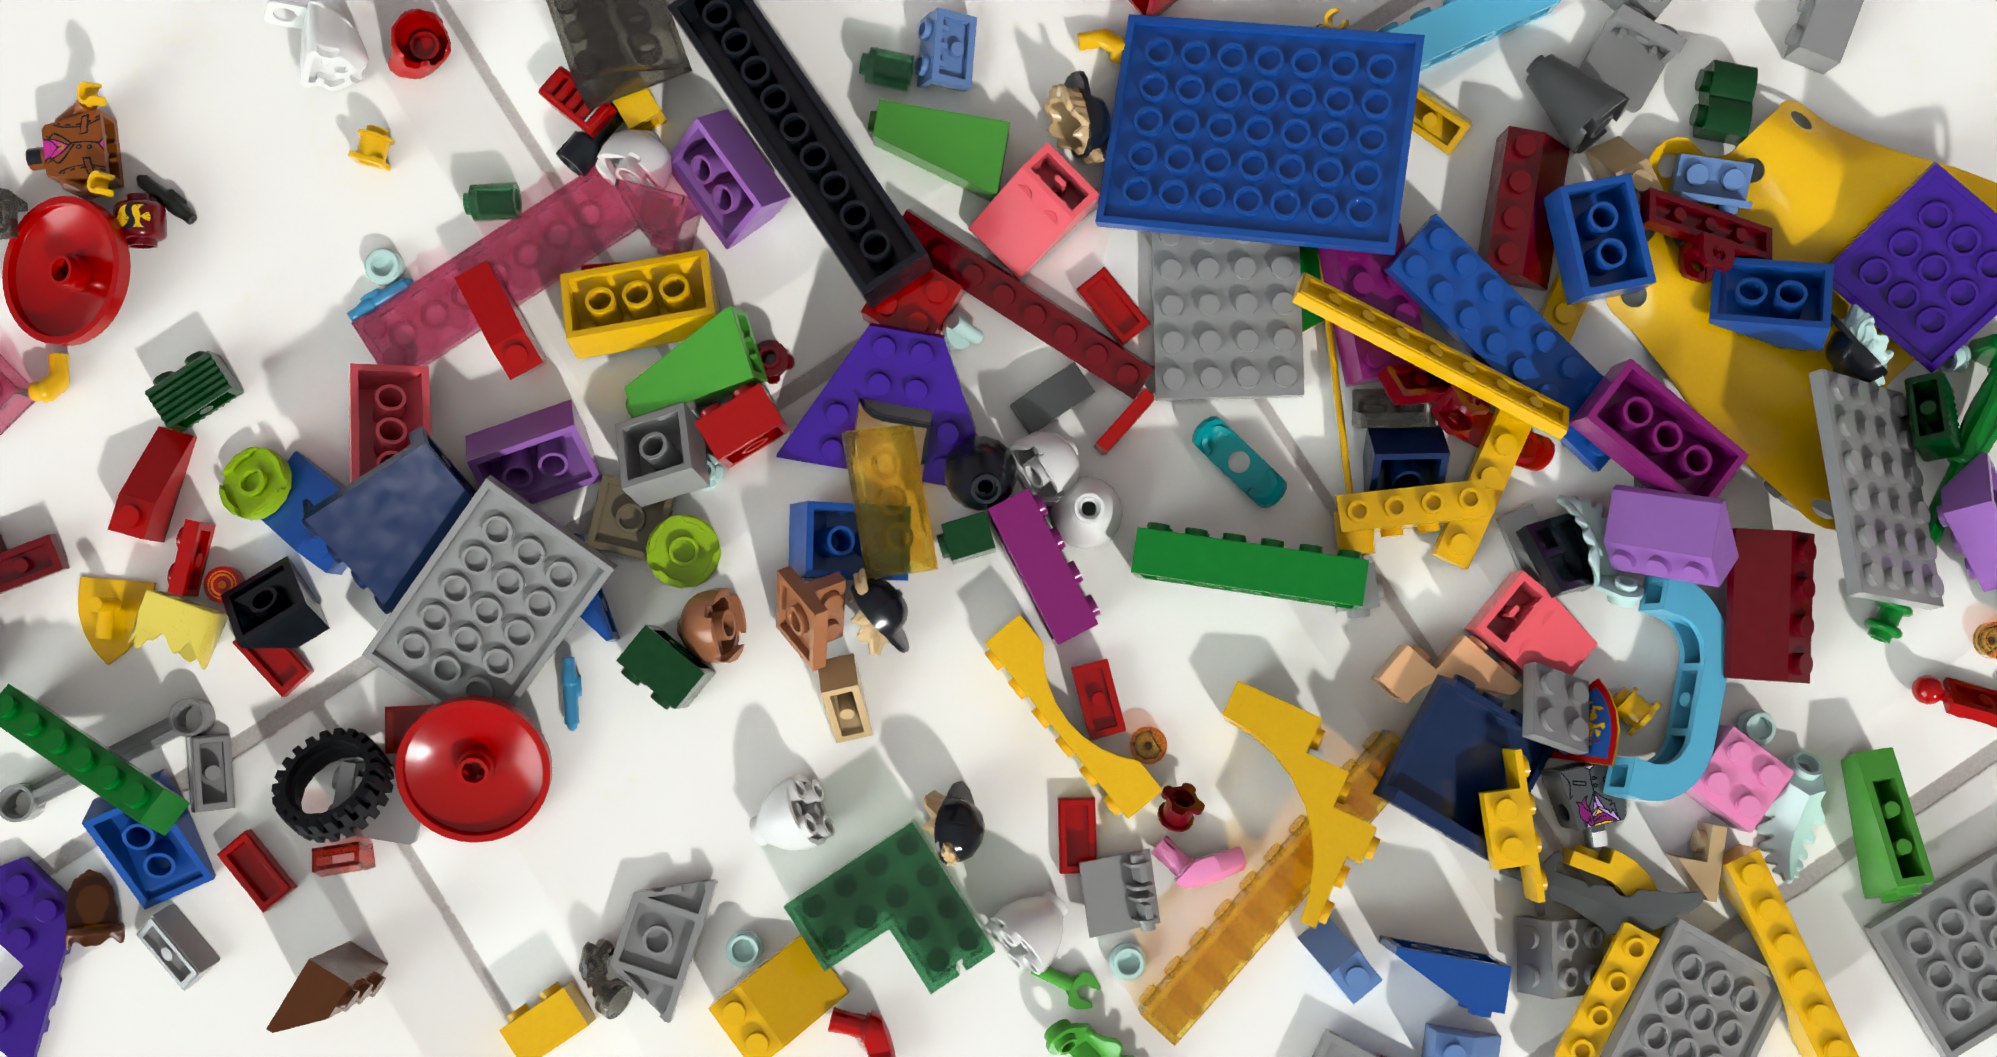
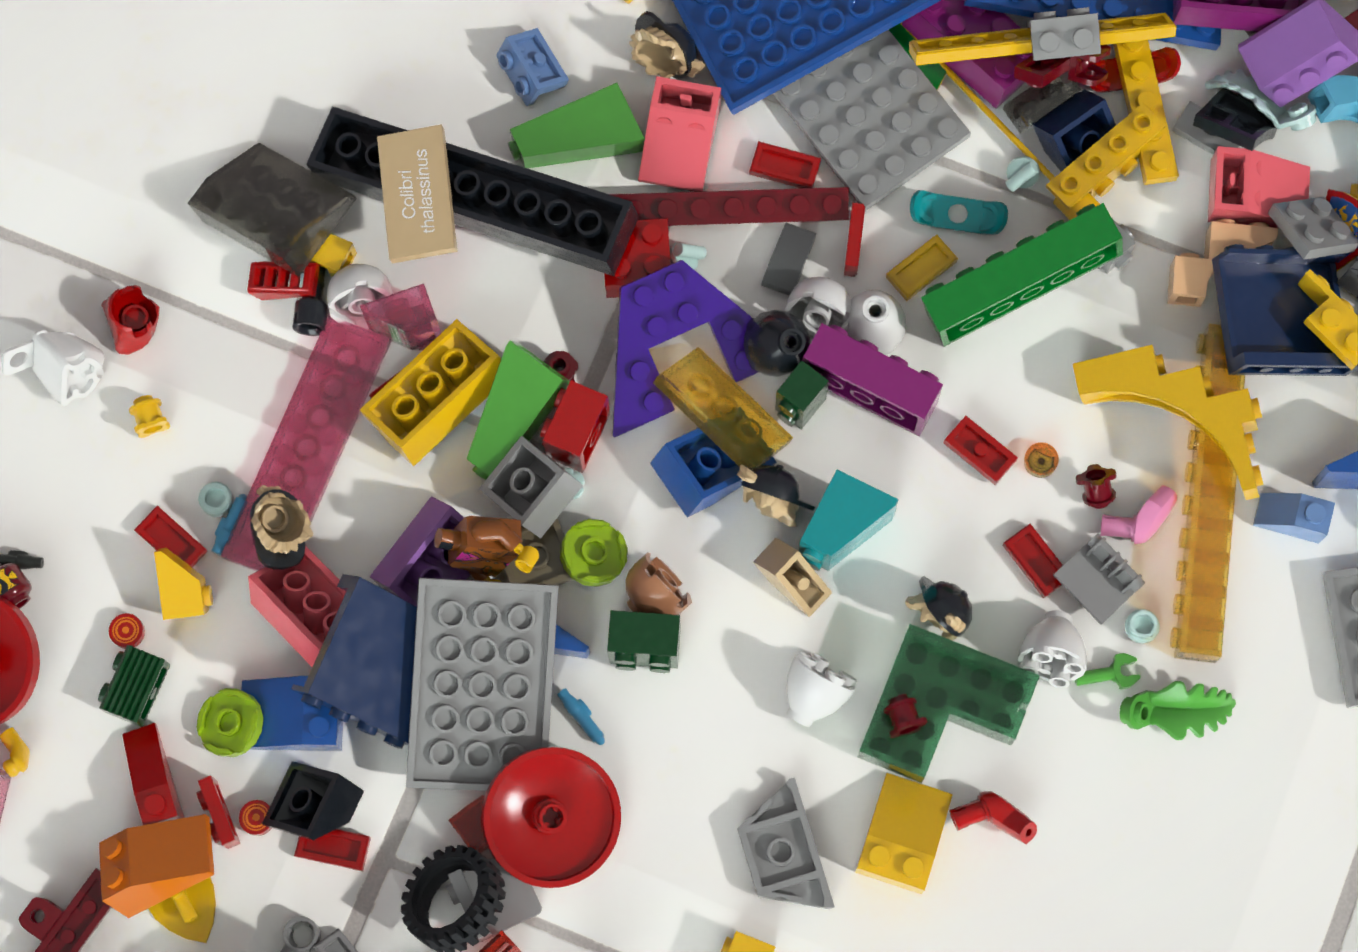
camera: 25 degrees left, 10 degrees down
(93, 569) = (154, 862): none -> orange slope
(187, 626) = (249, 867): light yellow piece -> none
(224, 334) = (126, 630): none -> red tile
(291, 328) = (180, 587): none -> yellow slope
(319, 277) = (163, 532): none -> red tile
(407, 336) = (279, 528): none -> tan hair
(493, 201) = (268, 394): clear green brick -> none
(500, 320) = (337, 473): red slope -> none
(577, 485) = (486, 546): none -> dark orange torso
(609, 995) = (774, 918): clear smoke arm -> none
(727, 177) = (449, 278): medium lavender slope -> none
(741, 106) = (417, 194): none -> tan tile
(744, 948) = (850, 815): light aqua plate -> none
(810, 613) = (722, 528): nougat bracket -> none
(850, 898) = (904, 716): none -> dark red brick
(887, 68) = (497, 106): clear green brick -> none
(900, 420) = (713, 339): black piece -> none
(921, 682) = (845, 520): none -> teal slope
(1121, 777) = (1038, 495): yellow arch -> none
(1169, 490) = (921, 267): none -> yellow tile
(1325, 465) = (1022, 173): none -> light aqua plate
(1455, 367) = (1064, 36): none -> light grey bracket

